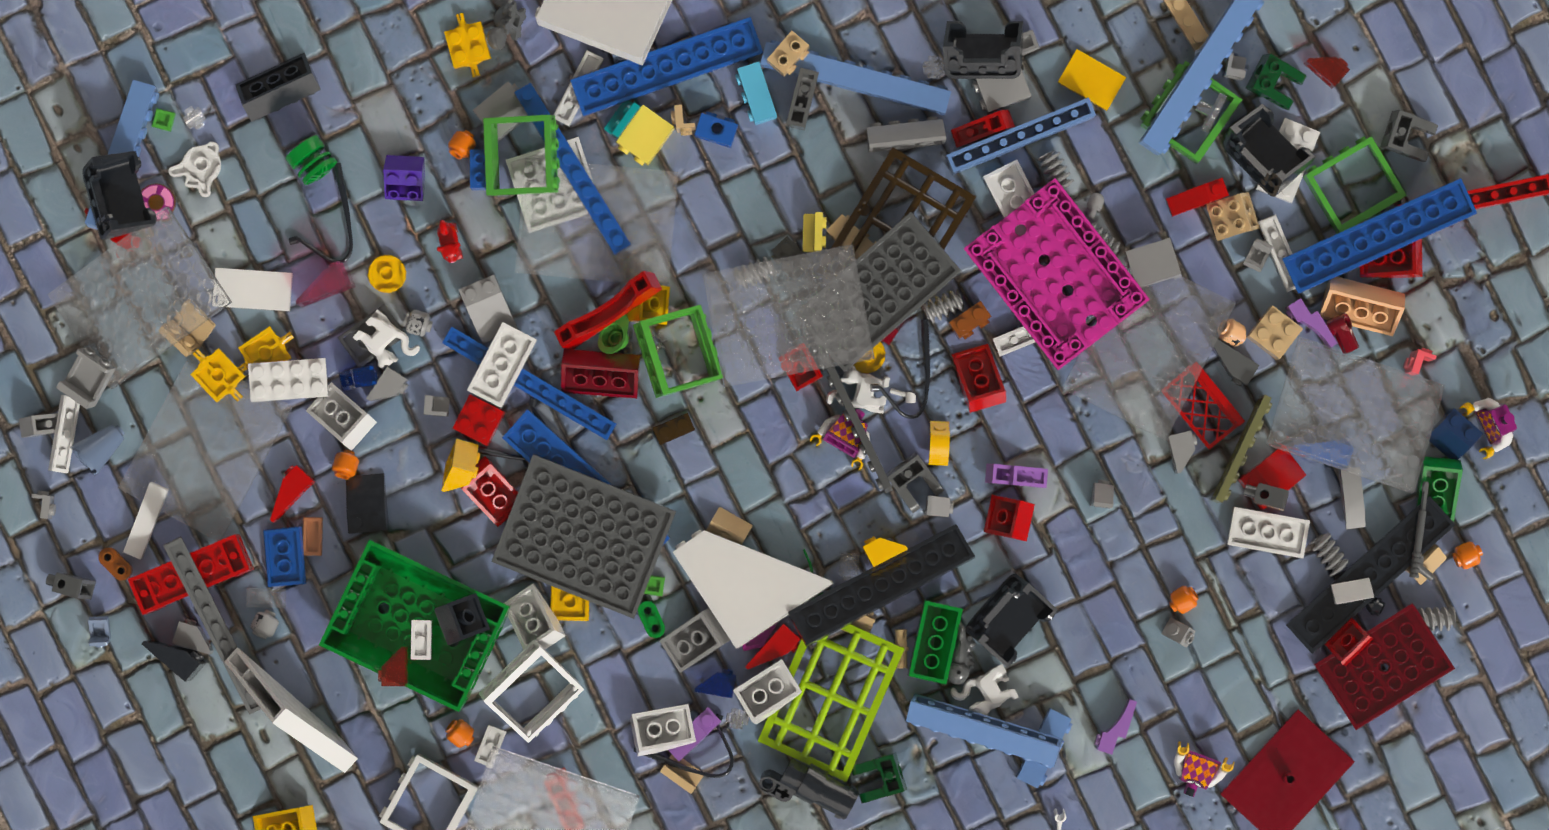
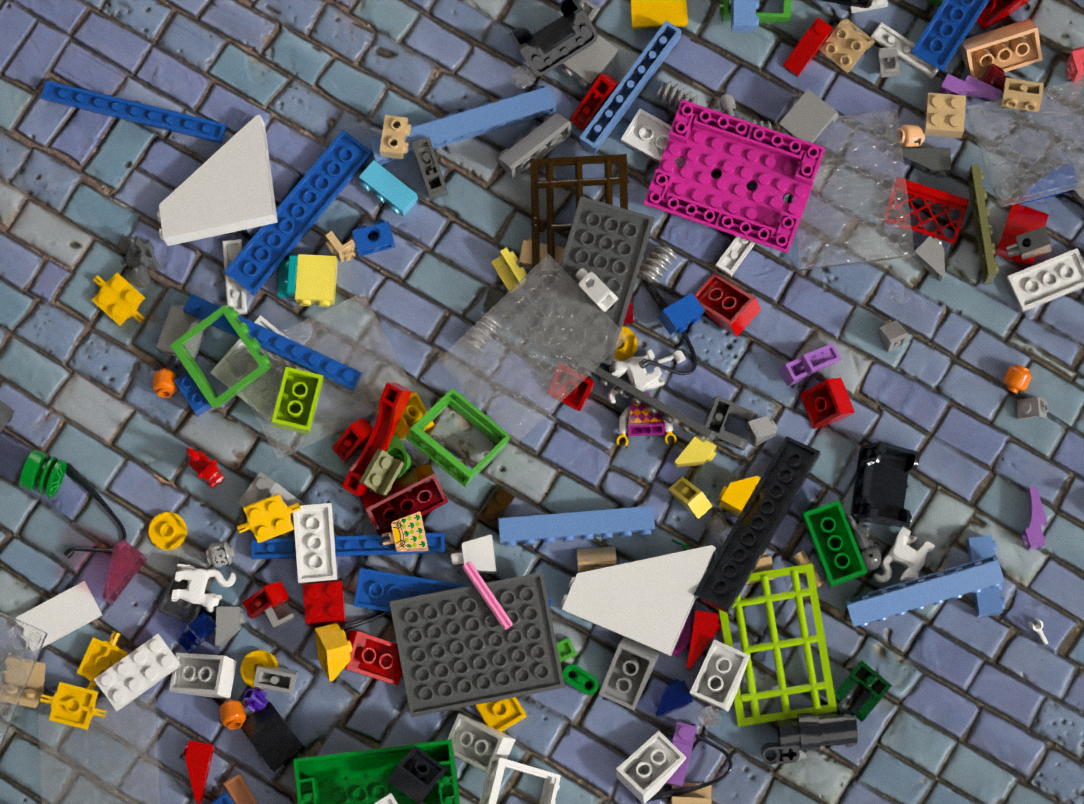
camera: 30 degrees left, 10 degrees down
(372, 464) = (255, 699): none -> dark purple gear
(391, 440) = (250, 663): none -> yellow tile
(399, 459) = (276, 679): none -> light grey slope
(404, 177) = (132, 441): dark purple slope -> none
(432, 385) = (268, 596): none -> red slope
(476, 319) = (268, 517): none -> yellow plate
(561, 235) = (297, 401): none -> lime brick
(583, 406) = (407, 534): none -> torso
(590, 294) = (353, 439): none -> red slope
(594, 341) = (381, 472): none -> olive bracket
(616, 501) = (487, 595): none -> bright pink axle
(631, 460) = (479, 552): none -> white torso
(730, 487) = (576, 525): none -> medium blue brick
(841, 524) = (690, 497): none -> light yellow slope
(869, 491) = (696, 454): none -> light yellow slope
(871, 310) = (596, 289): none -> white torso
(935, 363) = (681, 314): none -> blue brick
(939, 443) = (728, 378): yellow brick -> none
(969, 320) = (687, 259): dark orange brick -> none
(1351, 359) = (1022, 94): none -> tan brick

